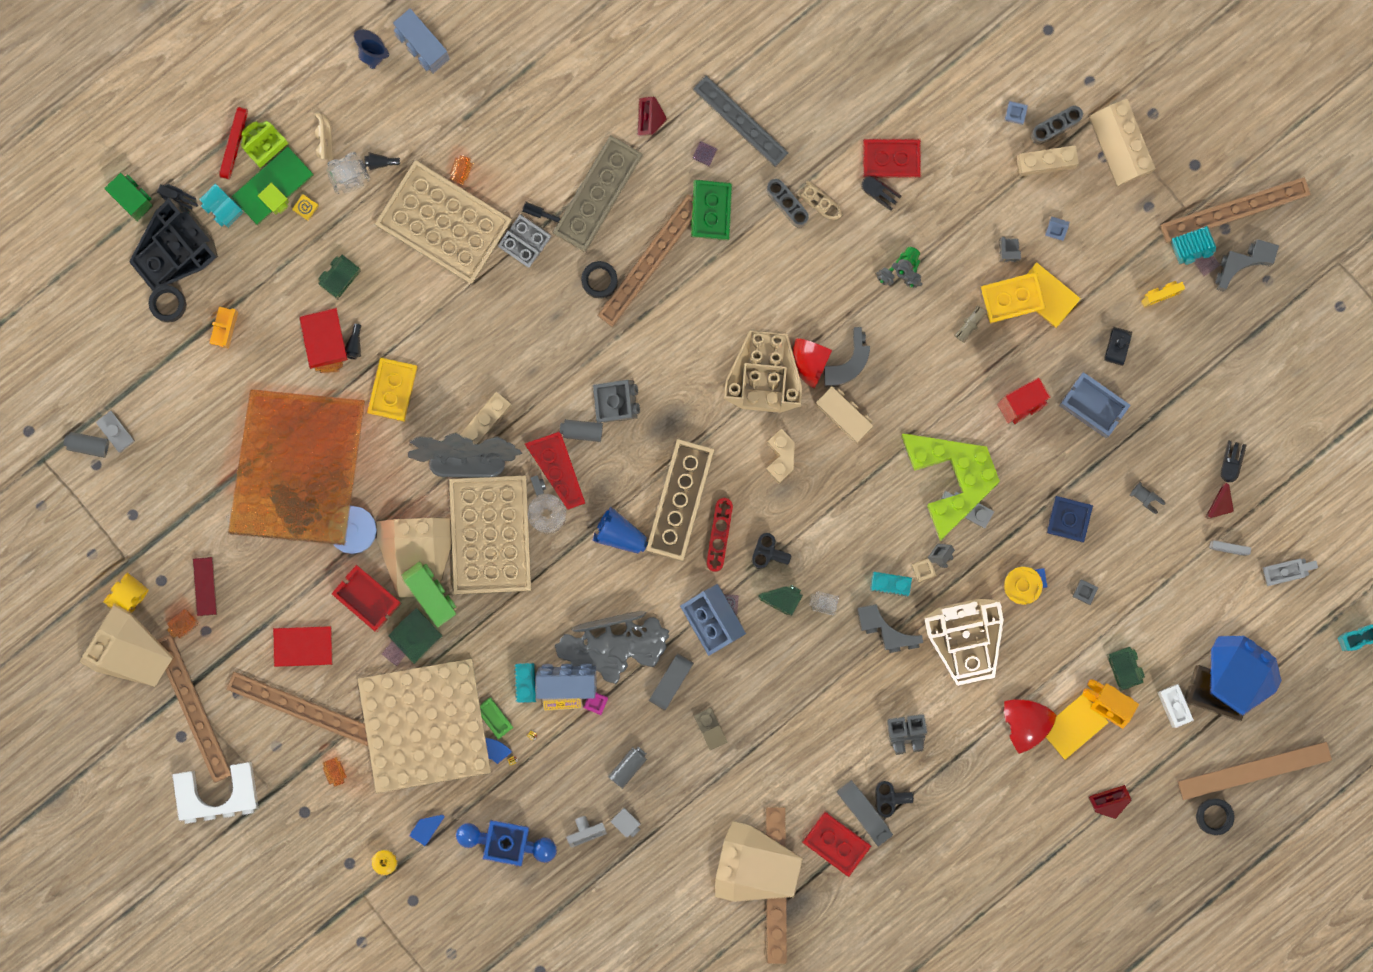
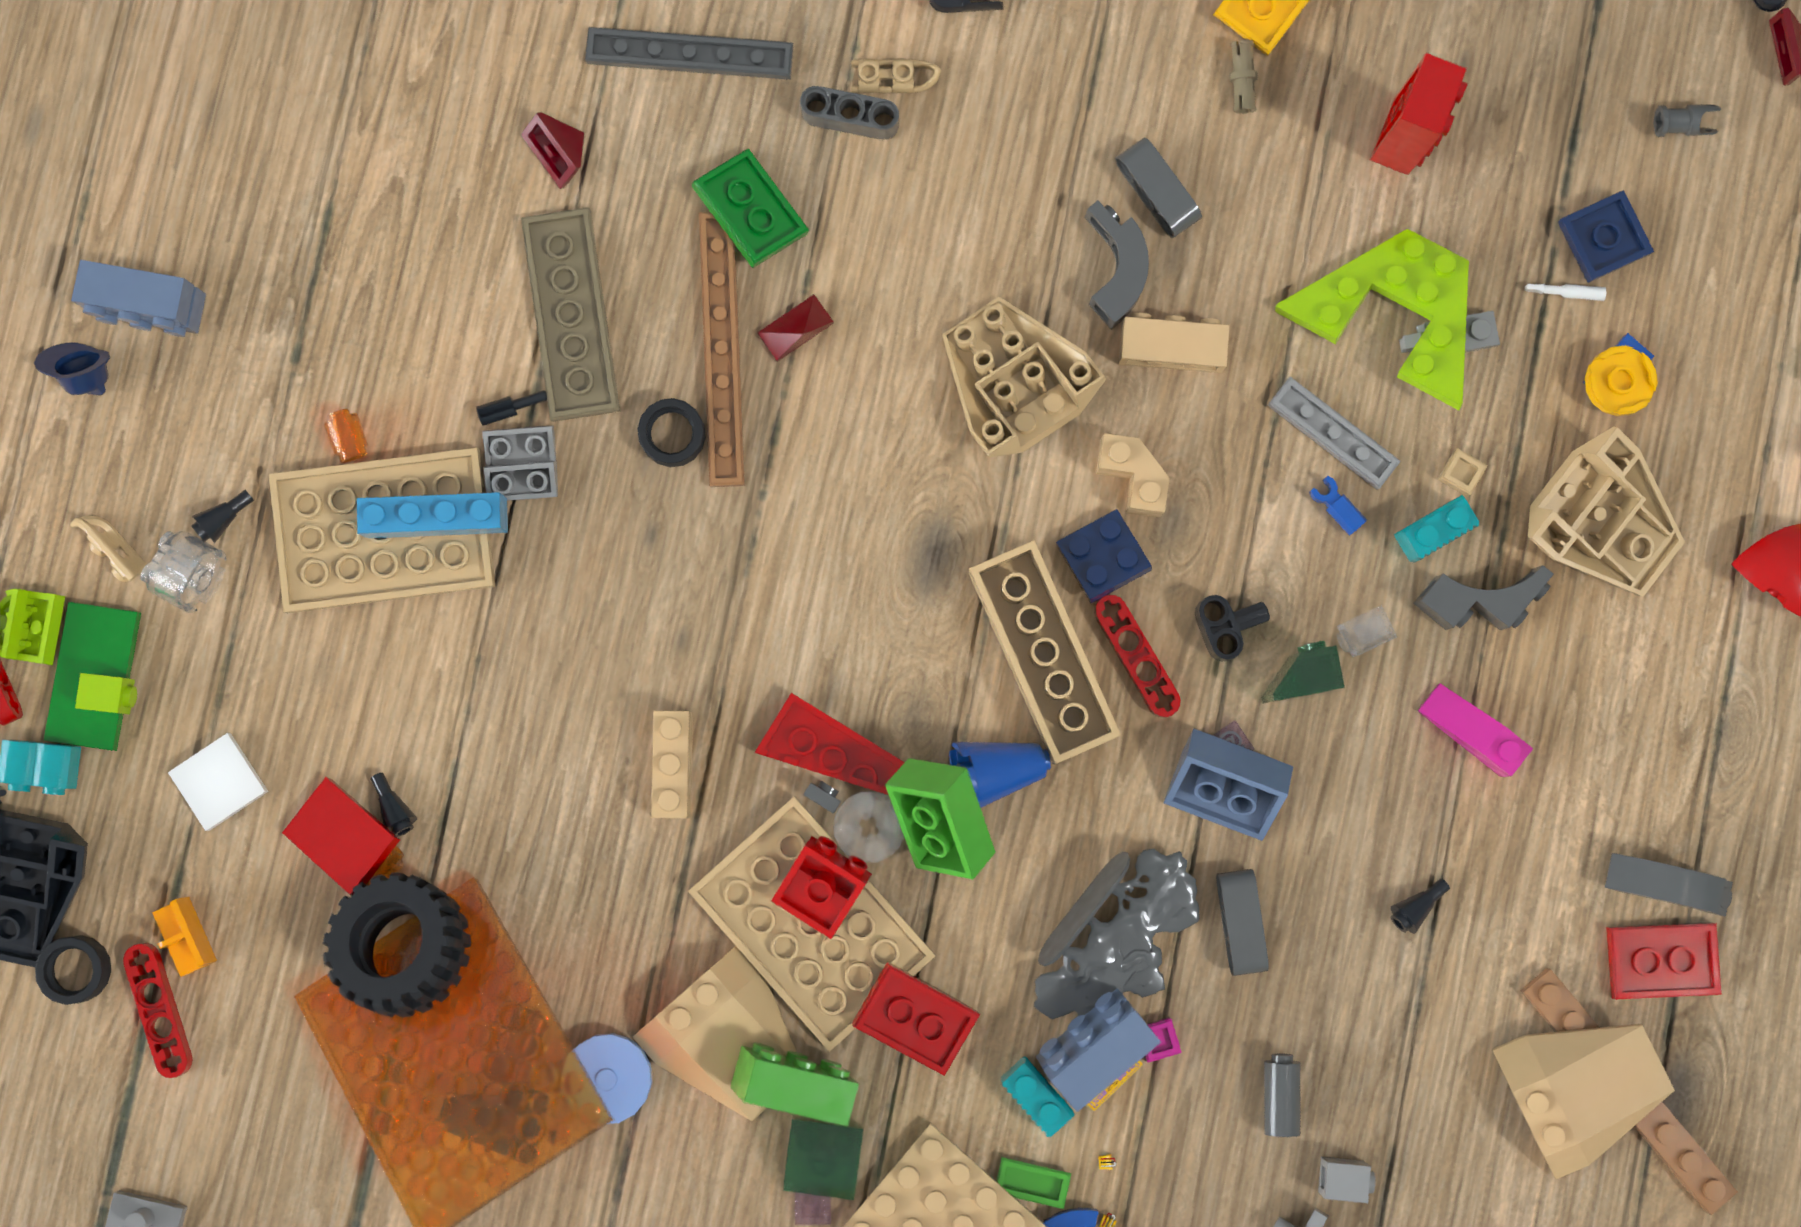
camera: 35 degrees left, 0 degrees up
(191, 350) = (150, 1012): none -> red beam
(289, 273) = (218, 782): none -> white tile
(305, 207) = (165, 669): yellow tile -> none
(308, 380) = (361, 921): none -> black tyre
(339, 276) = (293, 729): clear green brick -> none
(366, 598) = (708, 1164): red piece -> none
(392, 389) = (501, 828): yellow tile -> none
(463, 458) = (683, 846): dark grey plant -> none
(470, 234) = (432, 515): none -> dark azure brick
(501, 609) = (915, 1019): none -> red tile
(507, 521) = (822, 885): none -> red plate
(579, 533) = (940, 818): none -> bright green brick
(581, 430) = (821, 667): dark grey brick -> none
(616, 401) = (836, 585): dark grey plate -> none
(689, 277) = (795, 327): none -> dark red slope
(704, 154) = (676, 138): clear purple tile -> none
(710, 729) = (1351, 943): dark tan slope -> none
(740, 481) = (1104, 556): none -> dark blue plate
(747, 736) = (1412, 912): none -> black cone
(810, 360) = (1064, 304): red brick -> none
(836, 681) = (1475, 731): none -> dark pink slope
(858, 542) = (1339, 507): none -> blue bar
(882, 508) = (1334, 433): none -> light grey tile
(891, 798) = (1685, 834): black beam -> none
(893, 342) = (1158, 187): none -> dark grey beam
(903, 269) = (1091, 68): dark grey plant -> none
(907, 732) = (1633, 717): dark grey hips -> none
(941, 555) = (1472, 429): dark grey tile -> none
(1035, 530) = (1570, 291): none -> white piece
(1085, 592) = (1712, 320): dark grey plate -> none
(1094, 405) = (1513, 47): sand blue piece -> none

